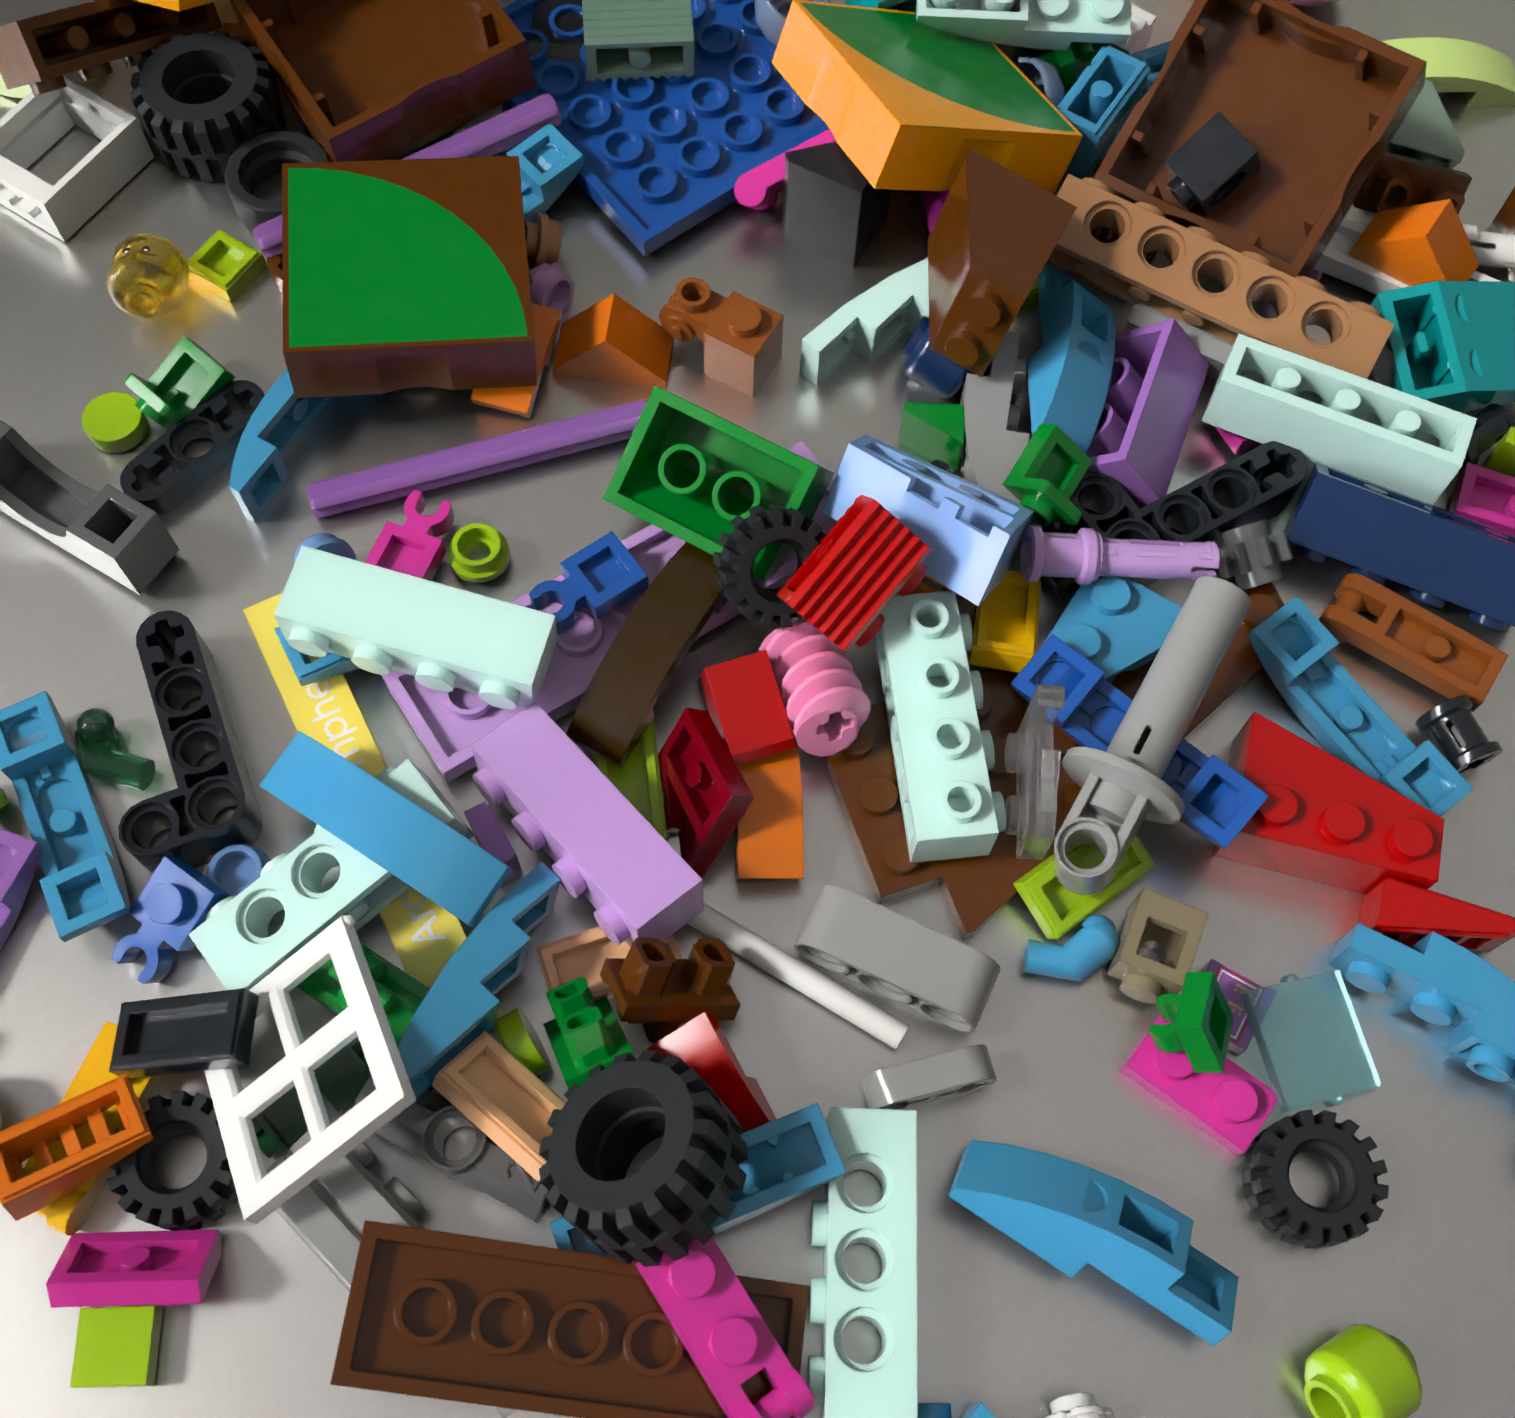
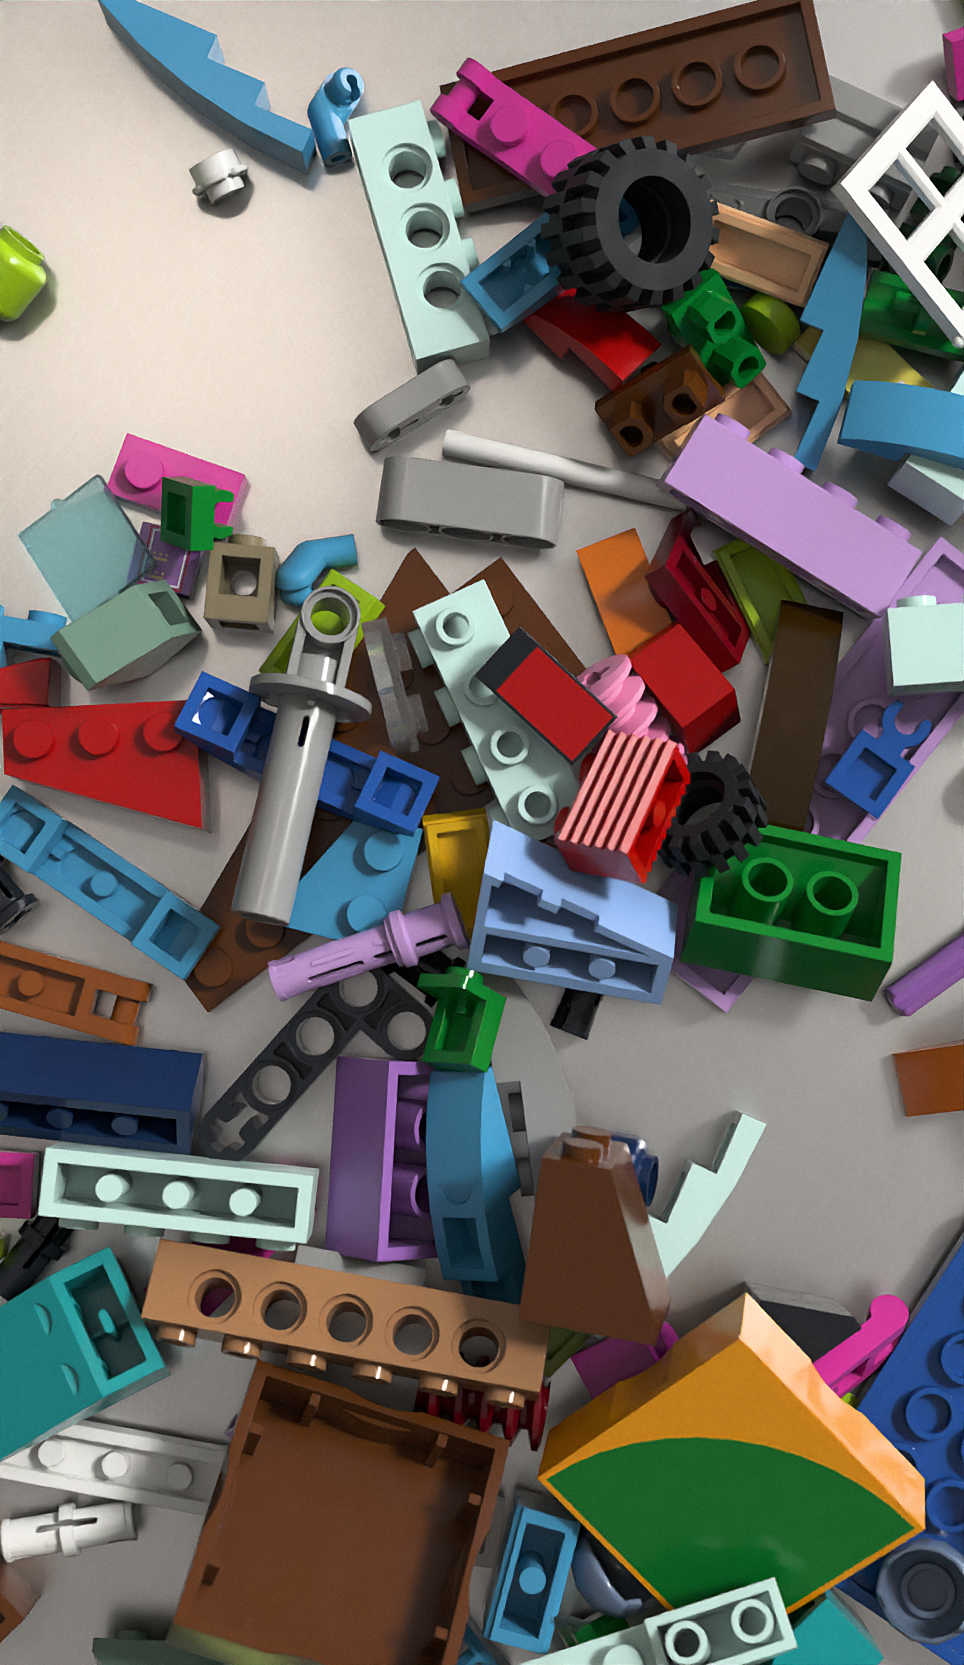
camera: 165 degrees right, 20 degrees up
(493, 839) = (868, 485): medium lavender tile -> none
(737, 333) = (844, 1117): dark orange brick -> none
(894, 700) = (546, 695): none -> red tile
(933, 431) = (591, 1075): green slope -> none
(1085, 1217) = (238, 322): dark azure slope -> none
(1211, 165) = (380, 1491): black brick -> none
(1253, 554) = (233, 1025): dark grey gear -> none
(1295, 916) = (126, 636): none -> sand green slope
(1356, 1172) = (52, 393): black tyre -> none
(1408, 182) = (135, 1582): reddish brown hips -> none
(1418, 244) = (124, 1481): orange slope -> none

